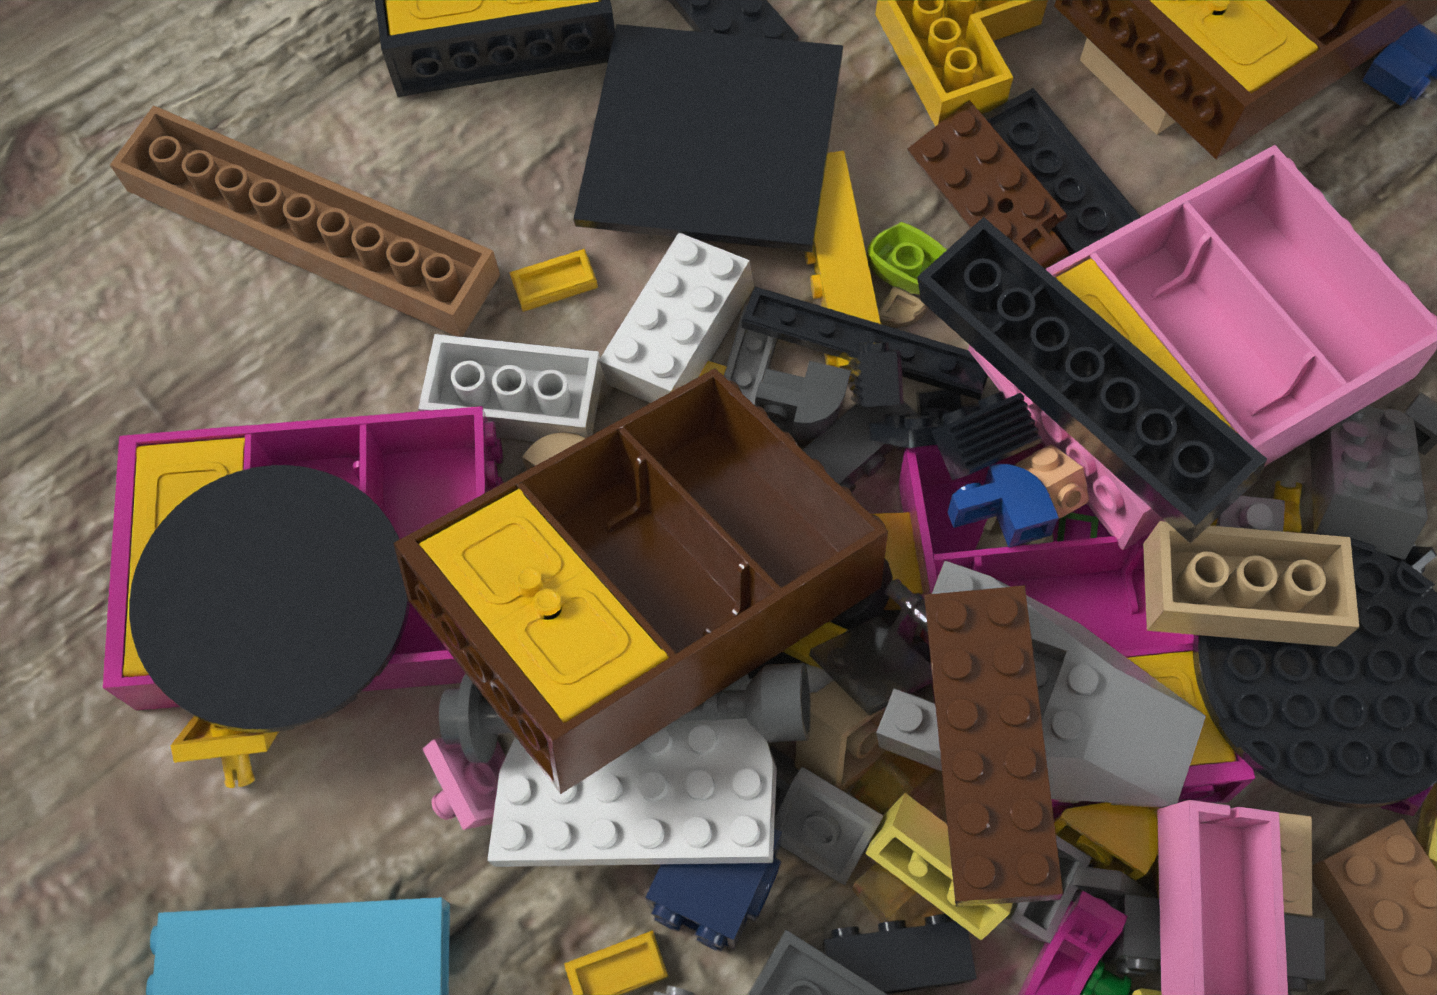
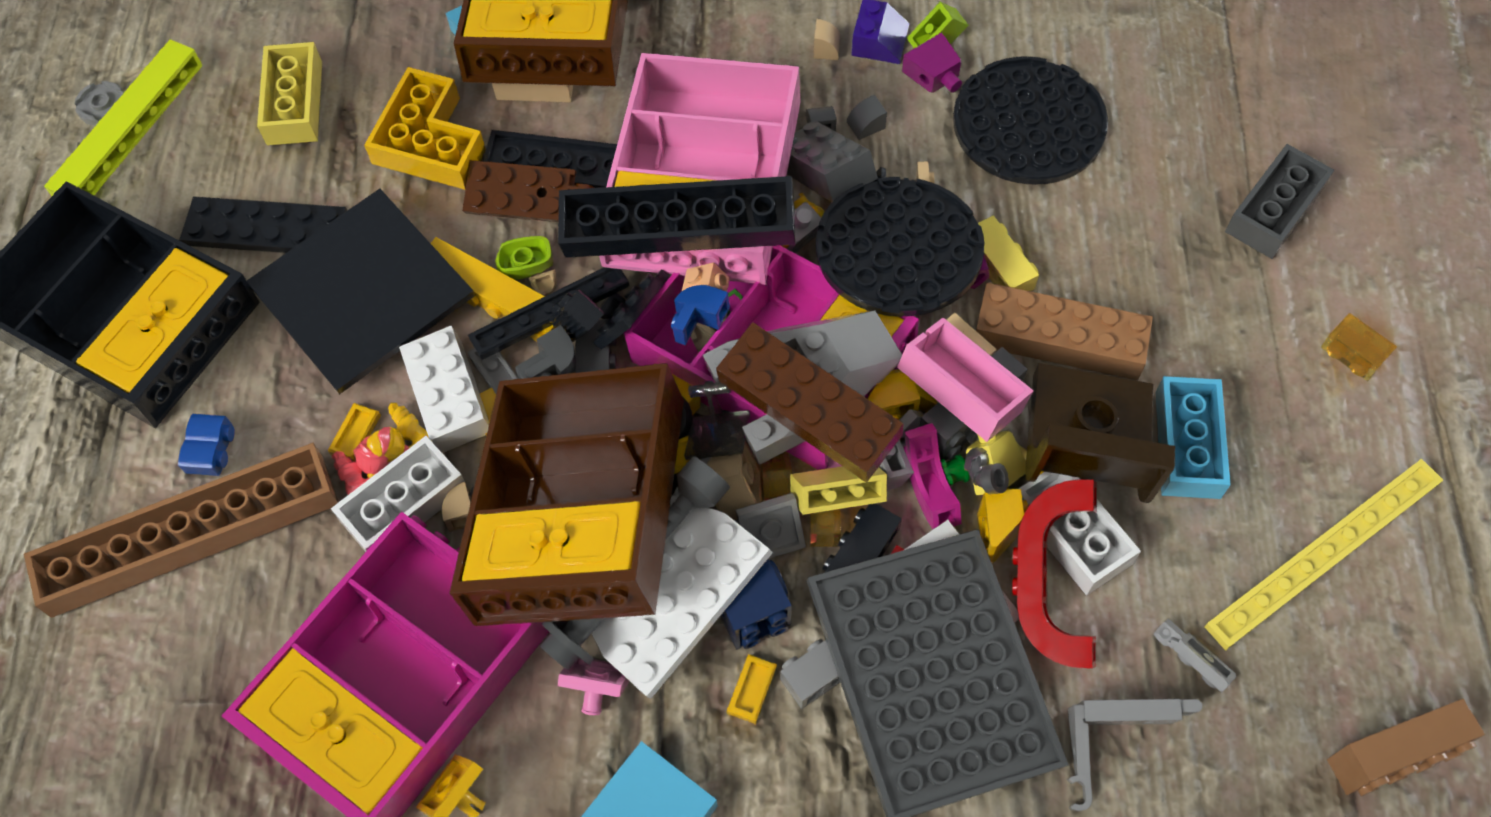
camera: 50 degrees left, 5 degrees down
(269, 598) = (401, 698): black tile -> none
(414, 156) = (206, 444): none -> blue brick
(553, 319) = (379, 448): none -> hair
(985, 436) = (657, 289): black brick -> none
(1251, 585) = (833, 242): tan brick -> none

